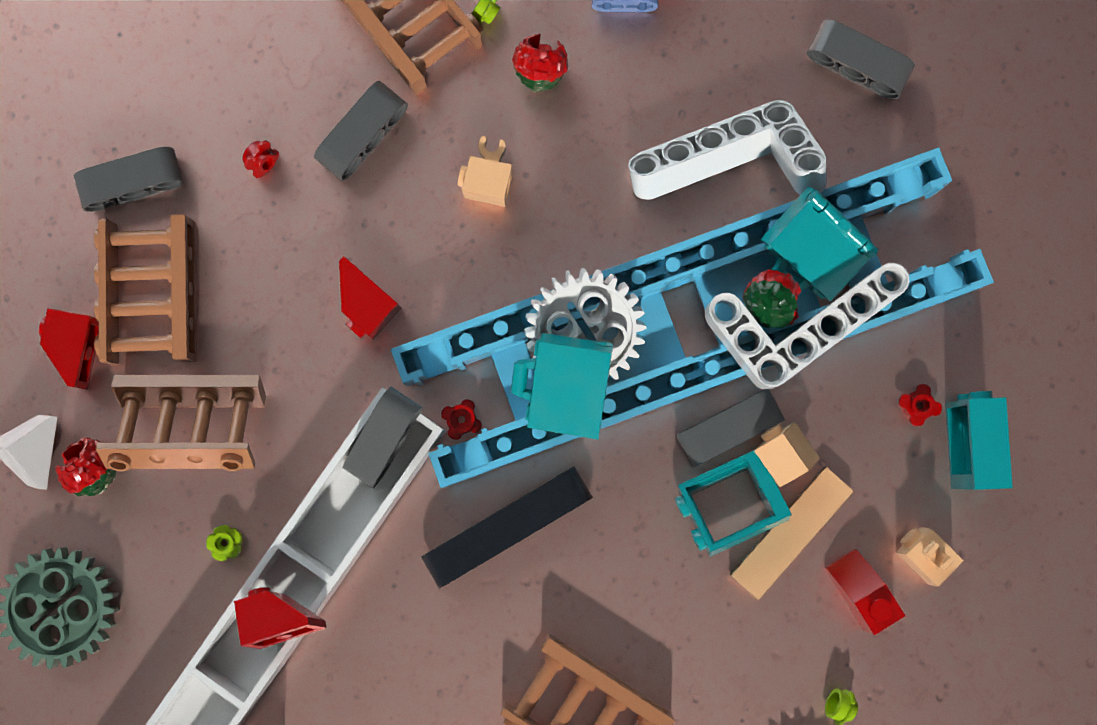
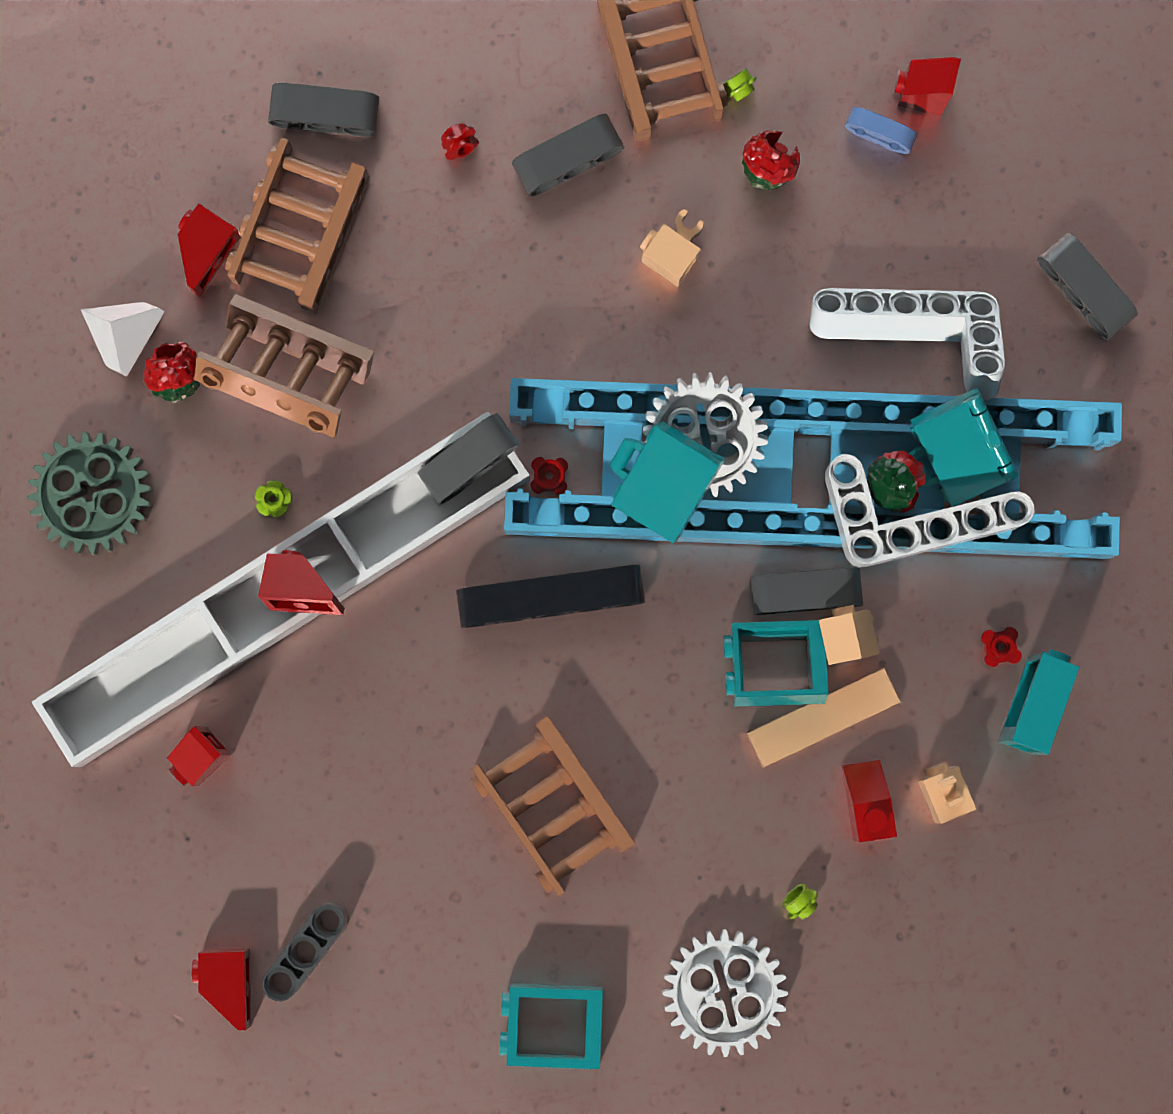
camera: 20 degrees right, 0 degrees up
(364, 301) = (503, 323): red slope -> none

